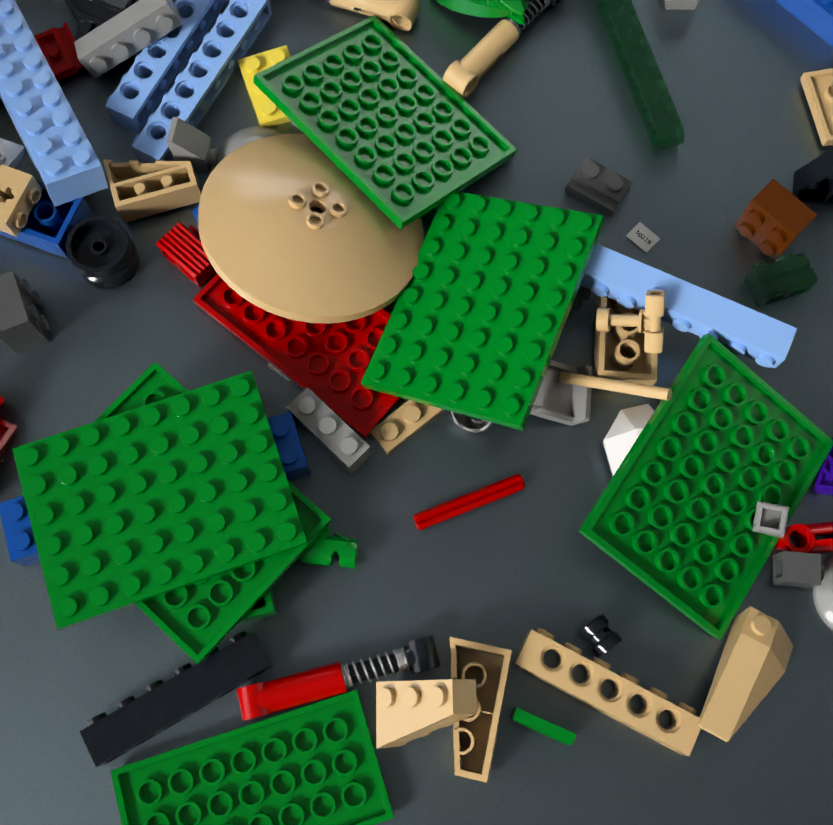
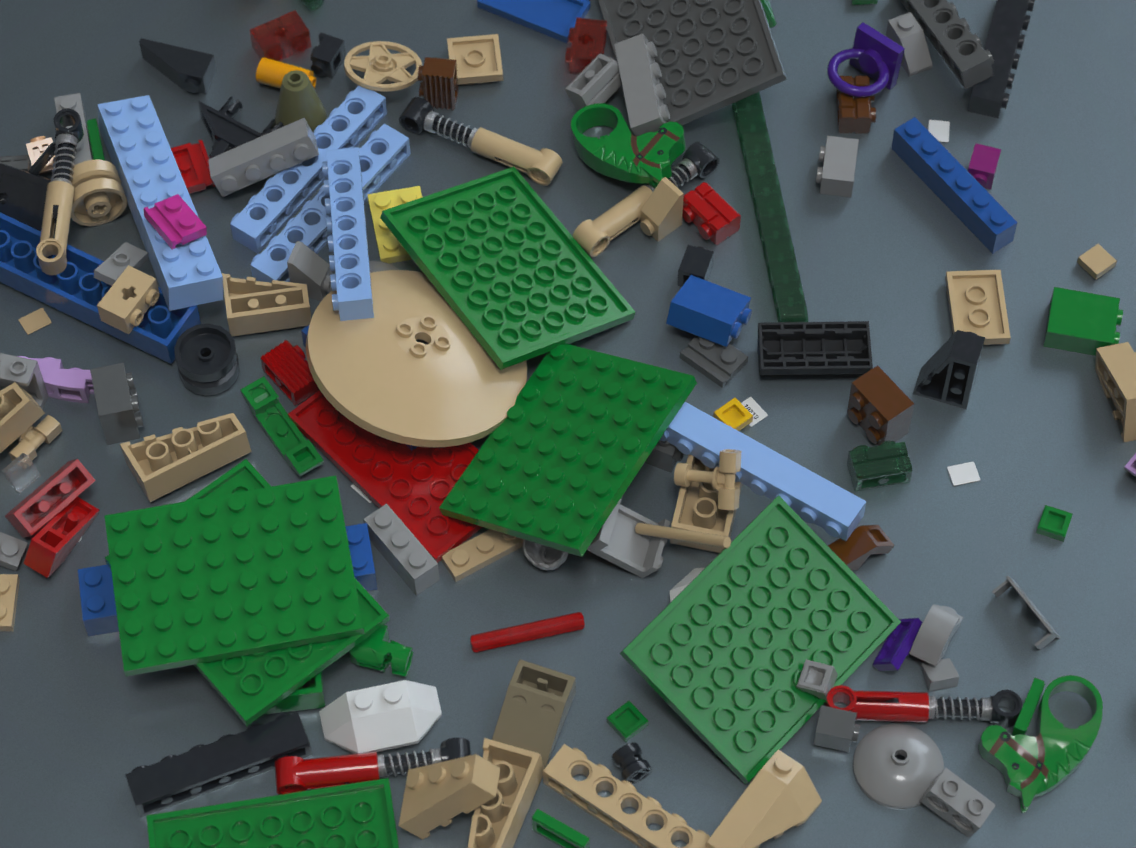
camera: 10 degrees right, 15 degrees down
(43, 111) = (175, 221): none -> dark pink plate
(93, 358) = (185, 454): none -> tan wedge
(187, 314) = (279, 428): none -> green slope
(225, 106) = (349, 235): none -> light blue brick
(338, 621) = (381, 717): none -> white wedge
(492, 596) = (535, 708): none -> dark tan slope
(526, 42) = (662, 210): none -> tan slope
(566, 97) = (695, 262): none -> black brick
(569, 40) = (710, 214): none -> red brick
(585, 585) = (627, 721): none -> green tile
(590, 140) = (709, 311): none -> blue brick
(630, 244) = (734, 415): none -> yellow plate
(696, 166) = (814, 348): none -> black piece
(792, 364) = (861, 544): none -> reddish brown slope

